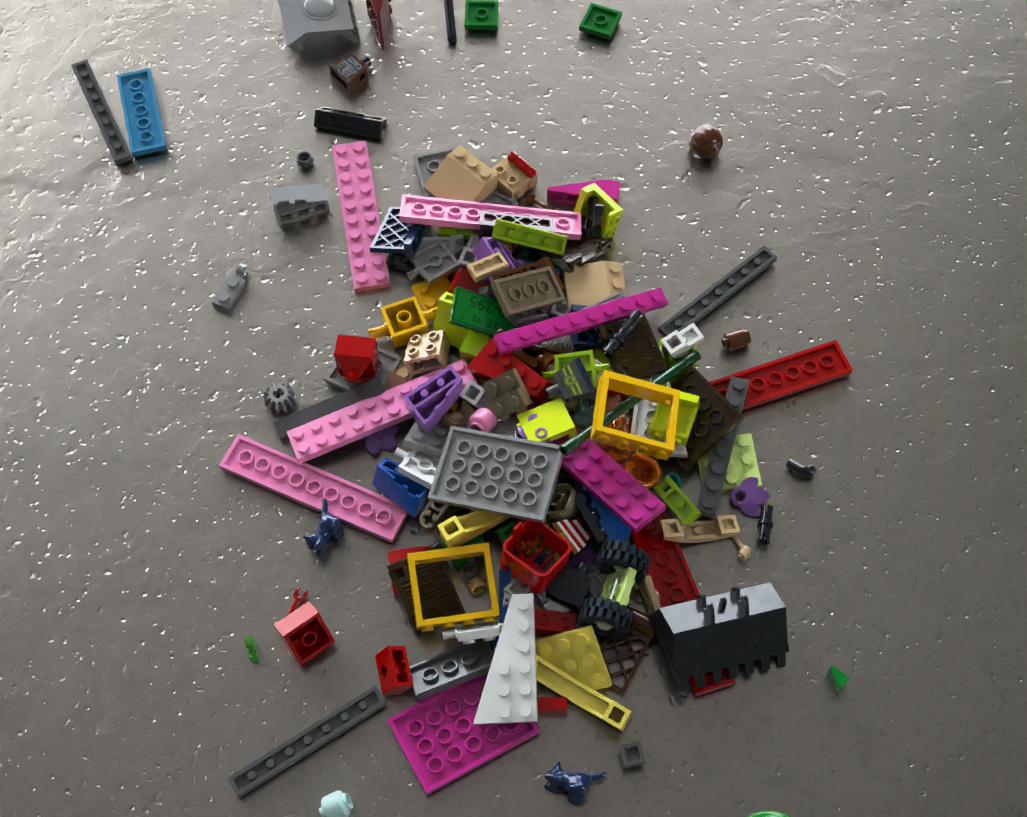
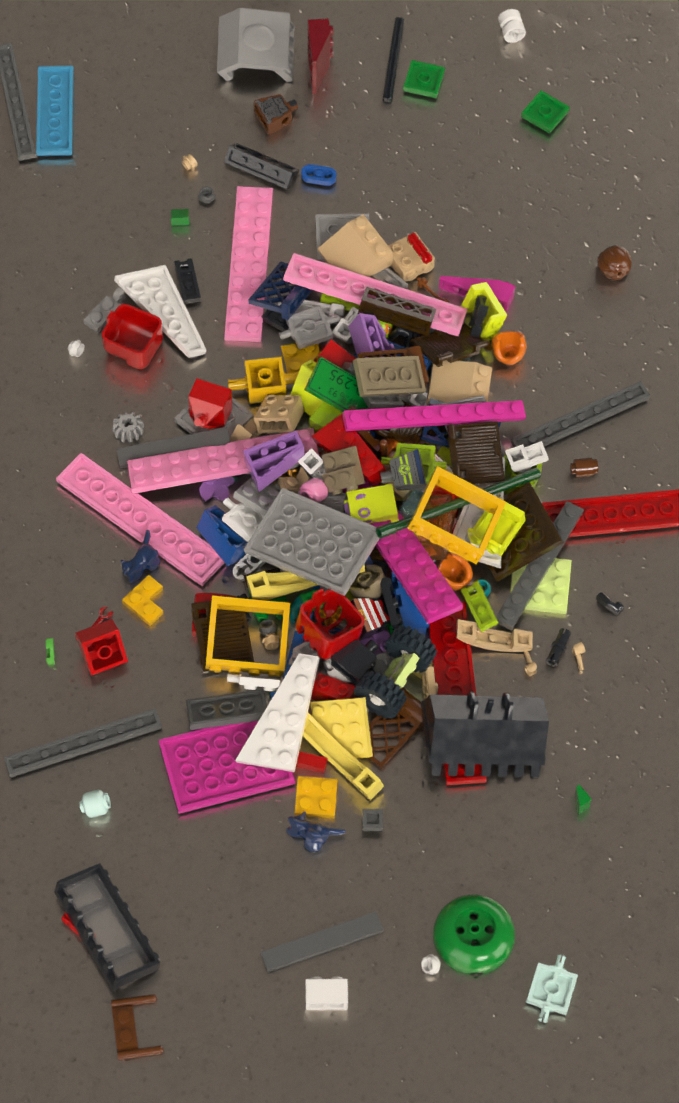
camera: 10 degrees right, 0 degrees up
(210, 331) = (76, 348): none -> white plate
(263, 306) = (132, 335): none -> red piece
(280, 133) = (189, 162): none -> tan plate
(283, 182) = (179, 217): none -> green slope
(283, 267) = (157, 294): none -> white wing
(298, 202) = (189, 238): light grey wedge -> none
(305, 244) = (187, 281): none -> black plate
(333, 574) = (140, 600): none -> yellow plate
(394, 670) = (175, 698): red brick -> none
(406, 119) = (319, 175): none -> blue plate
(487, 266) = (356, 343): tan plate -> none
(493, 542) = (294, 609): none -> teal arm
(529, 236) = (406, 322): lime plate -> none
(565, 742) = (316, 797): none -> yellow plate
(618, 339) = (465, 440): black pin -> none
(631, 240) = (509, 347): none -> orange piece
(752, 496) = (554, 619): medium lavender plate -> none
(783, 523) = (577, 650): none -> tan hand

